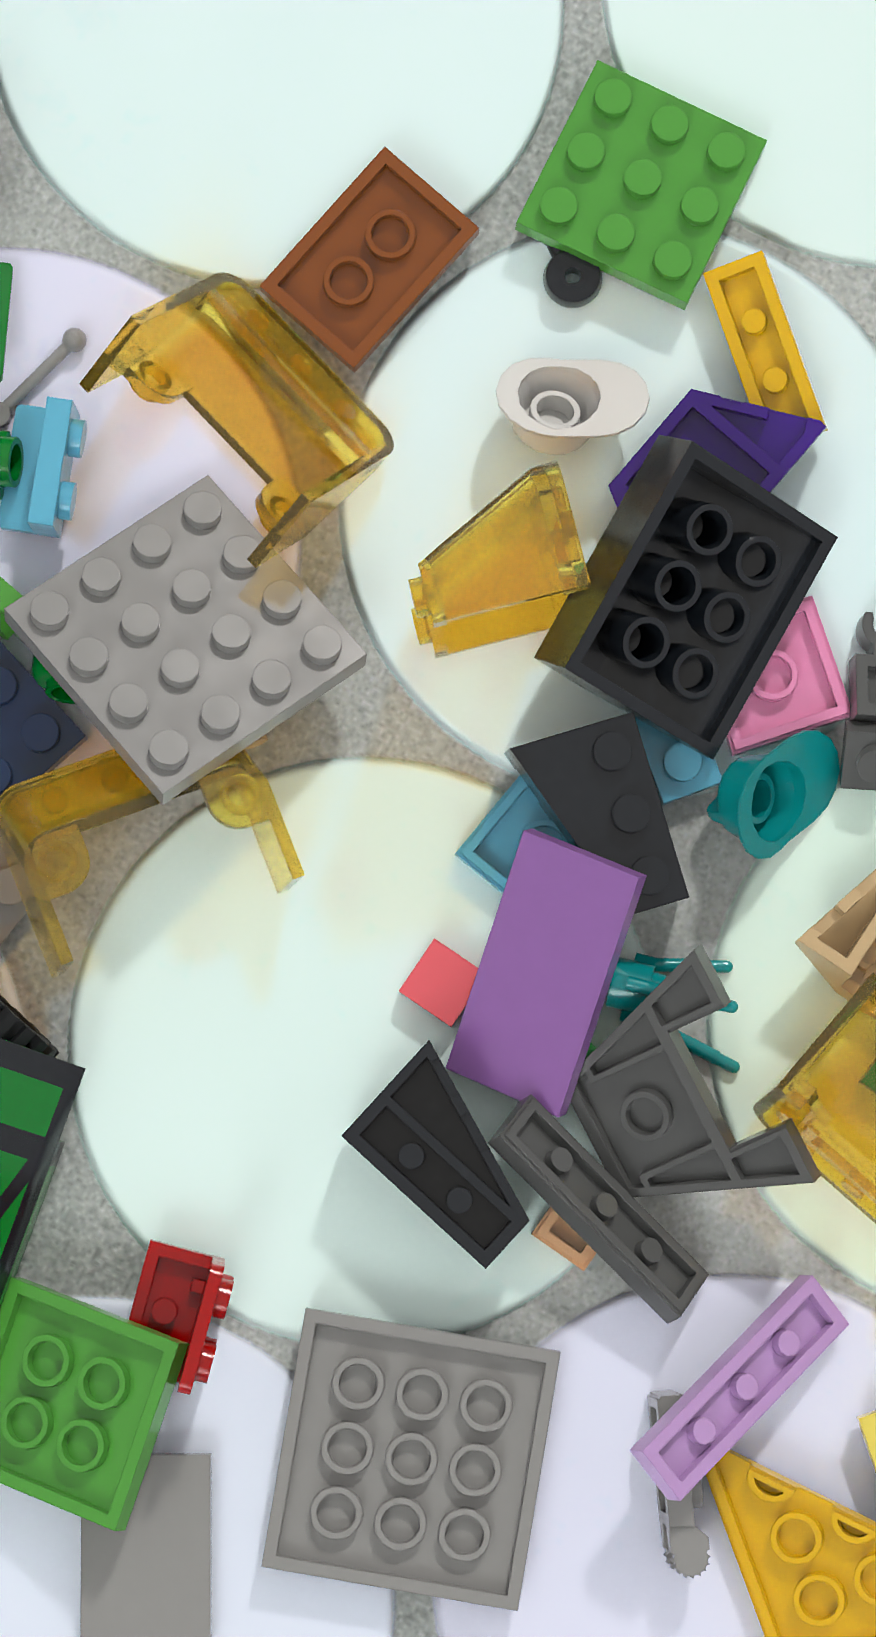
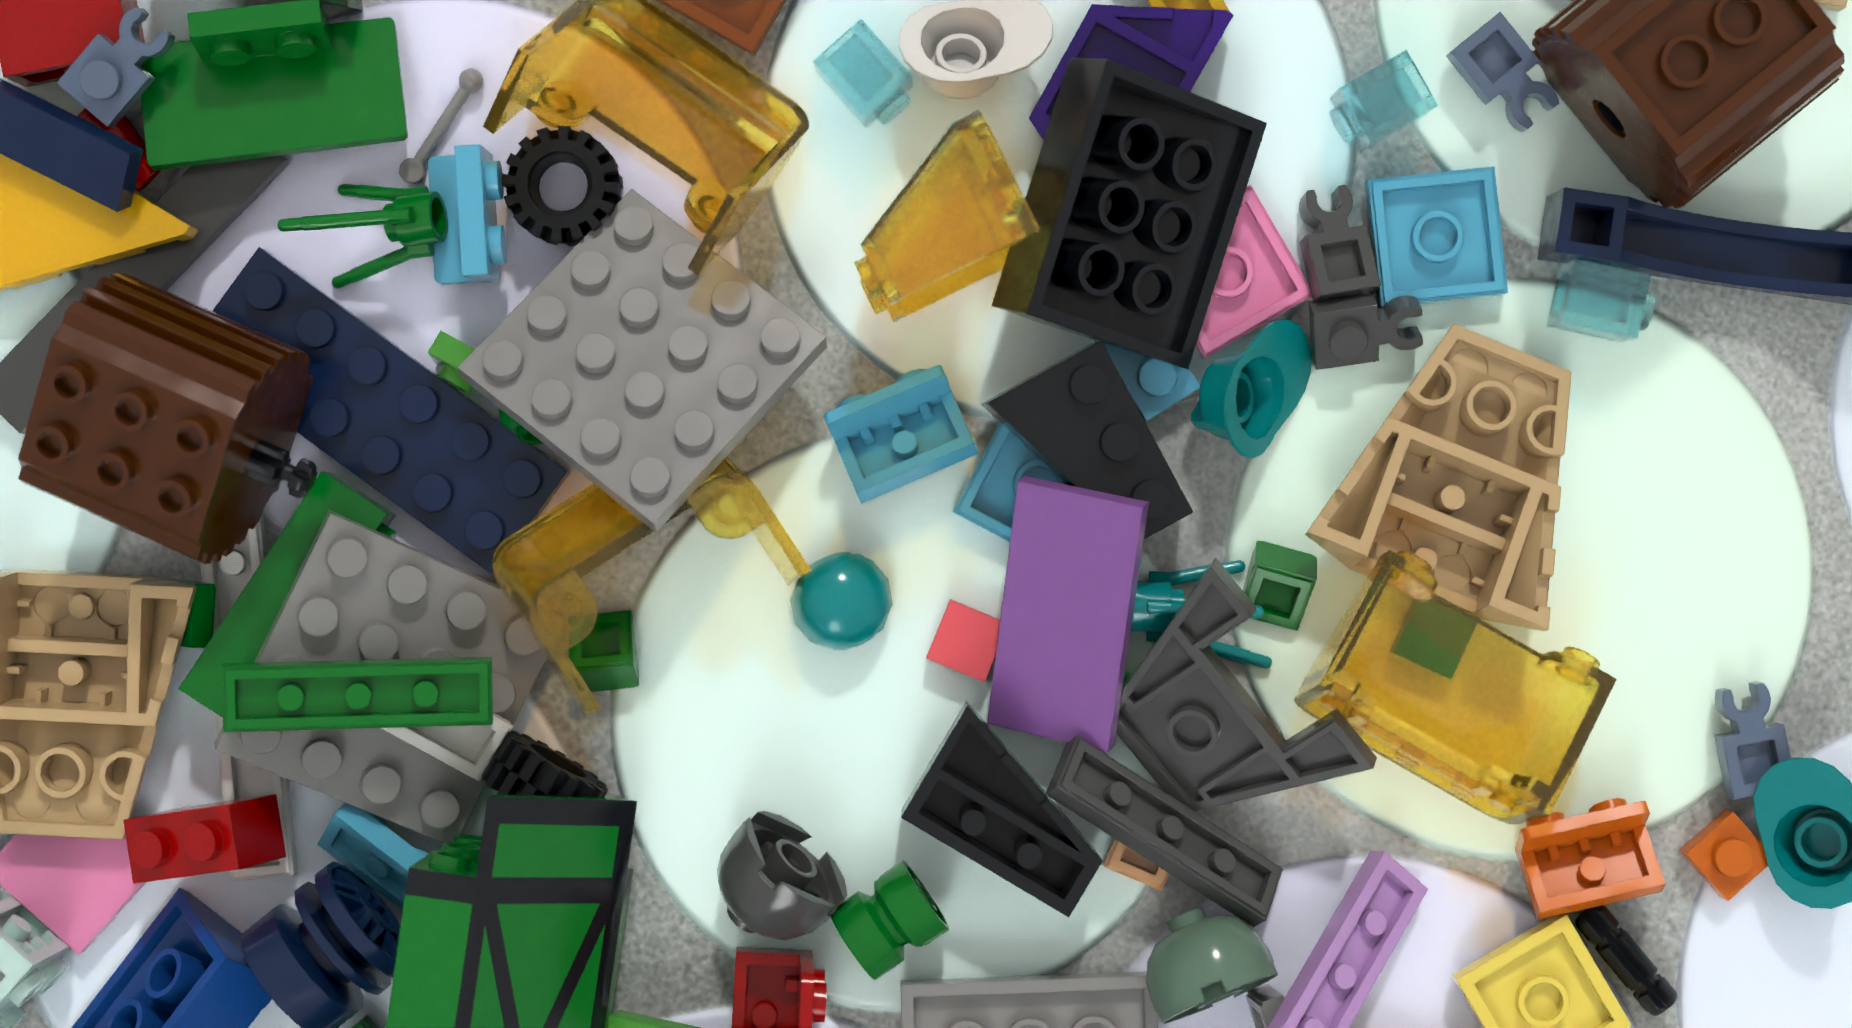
camera: 15 degrees left, 5 degrees up
(89, 920) = (608, 653): none -> green slope
(131, 422) = (527, 170): none -> black tyre
(202, 1178) = (775, 882): none -> dark grey cylinder
(307, 1241) = (883, 923): none -> green wheel
(327, 918) = (841, 601): none -> teal hair
(419, 764) = (900, 432): none -> medium azure bracket
(458, 412) = (865, 75): none -> clear light blue brick
(611, 1351) = (1205, 964): none -> sand green cylinder
(763, 992) = (1280, 583): none -> green slope

